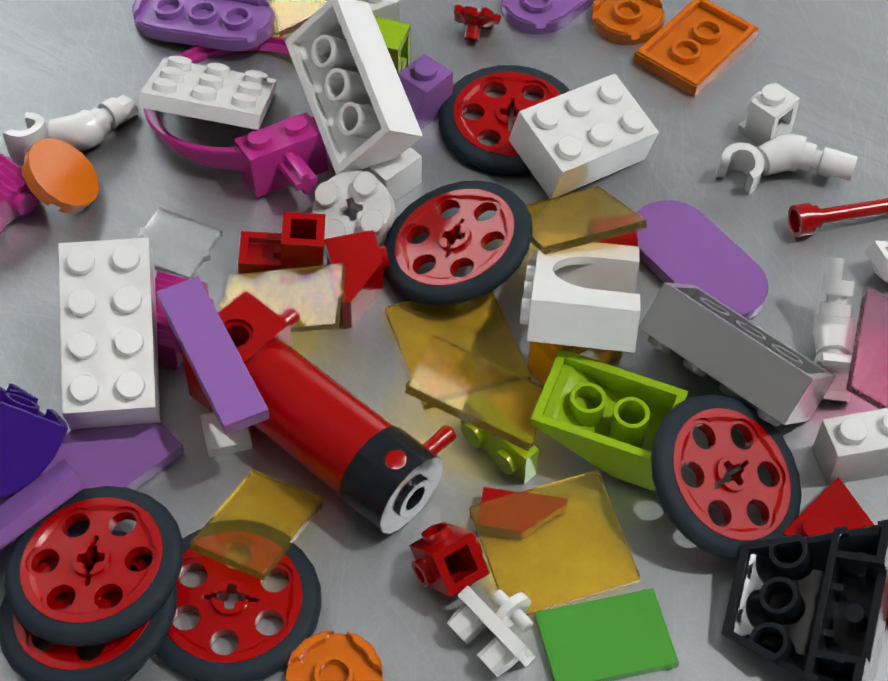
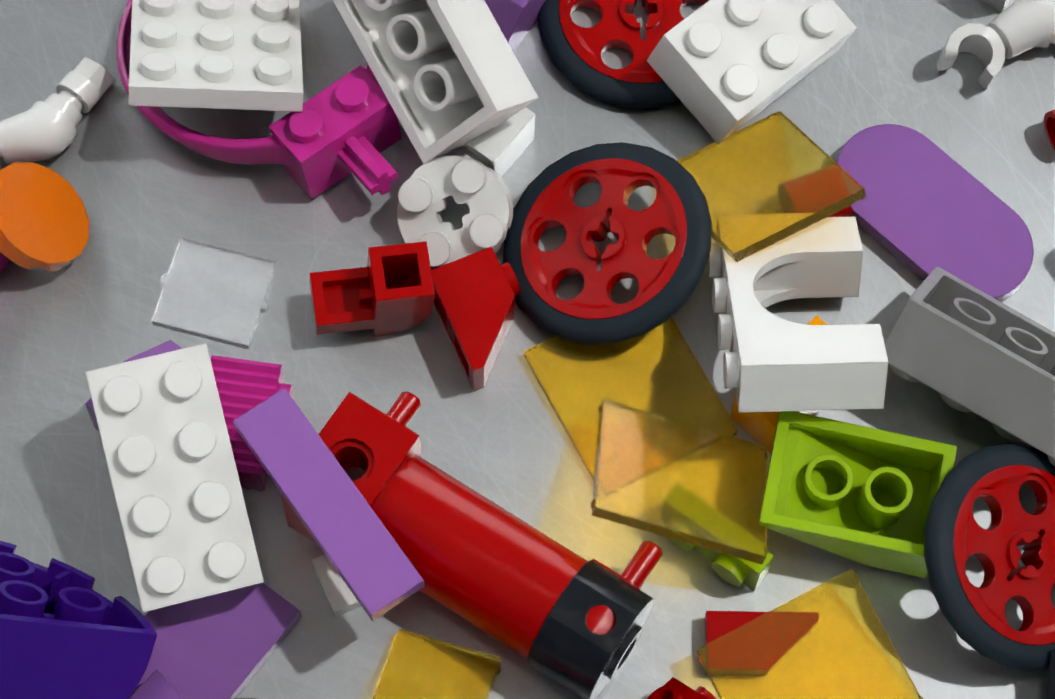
camera: 10 degrees left, 15 degrees up
(311, 291) = (383, 361): clear yellow piece -> none

